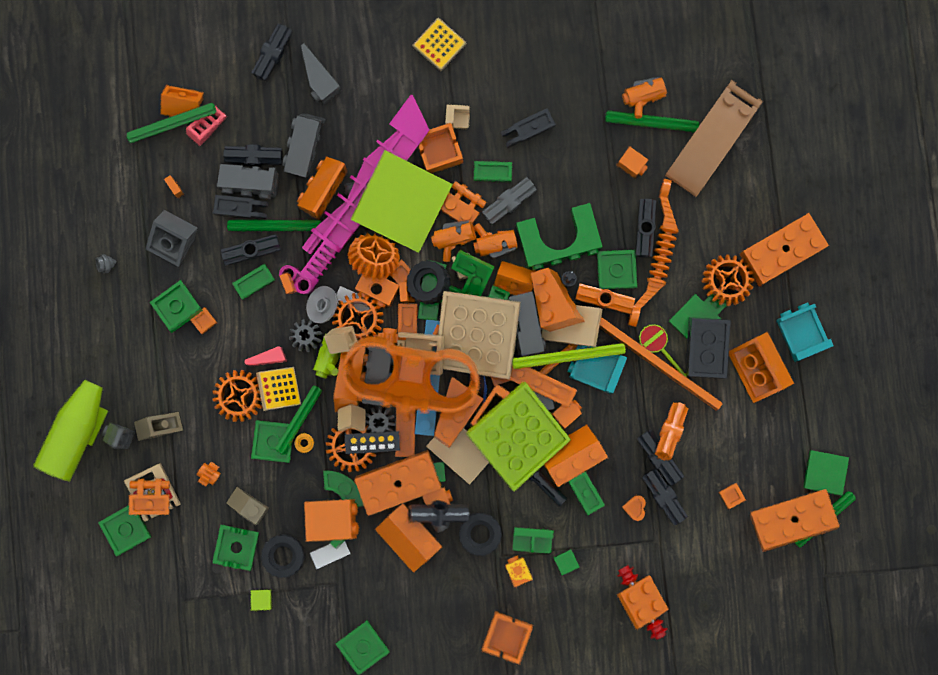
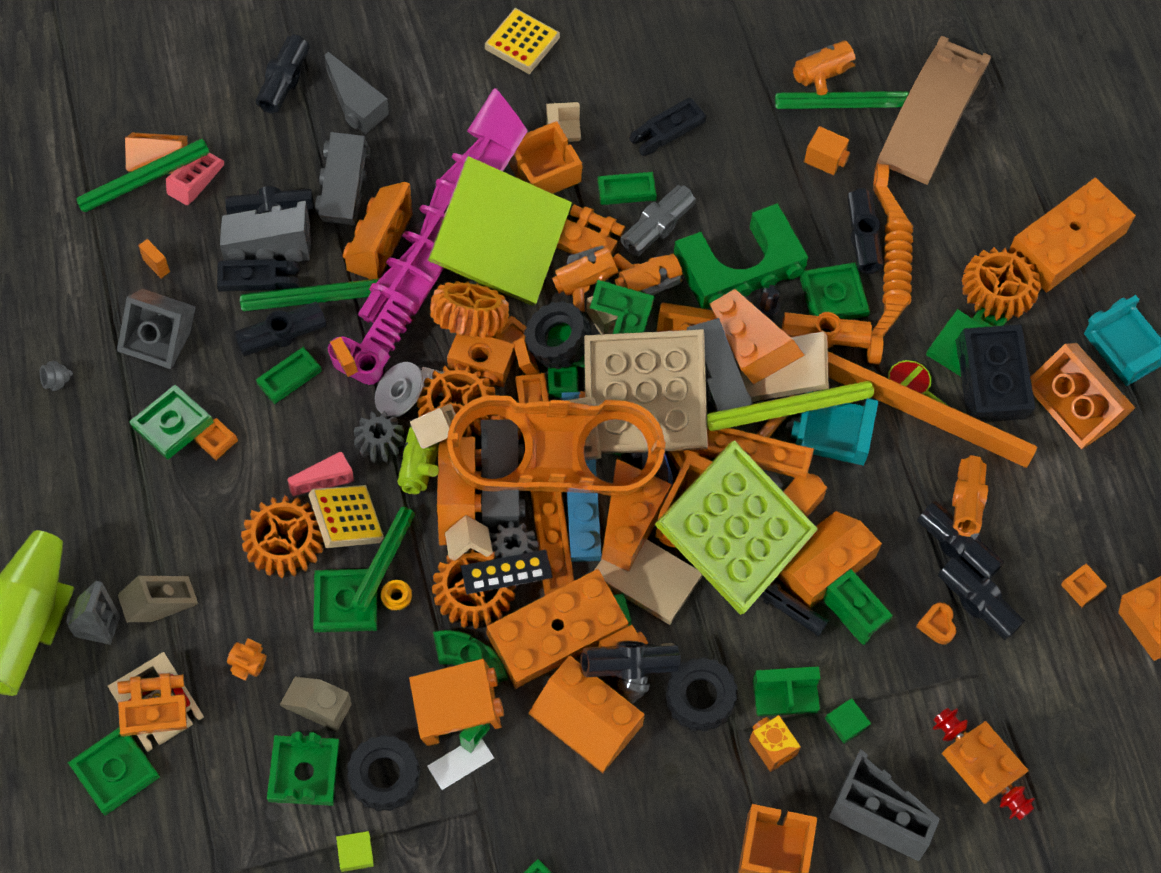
camera: 10 degrees left, 20 degrees down
(574, 623) = (882, 810): none -> dark grey wedge

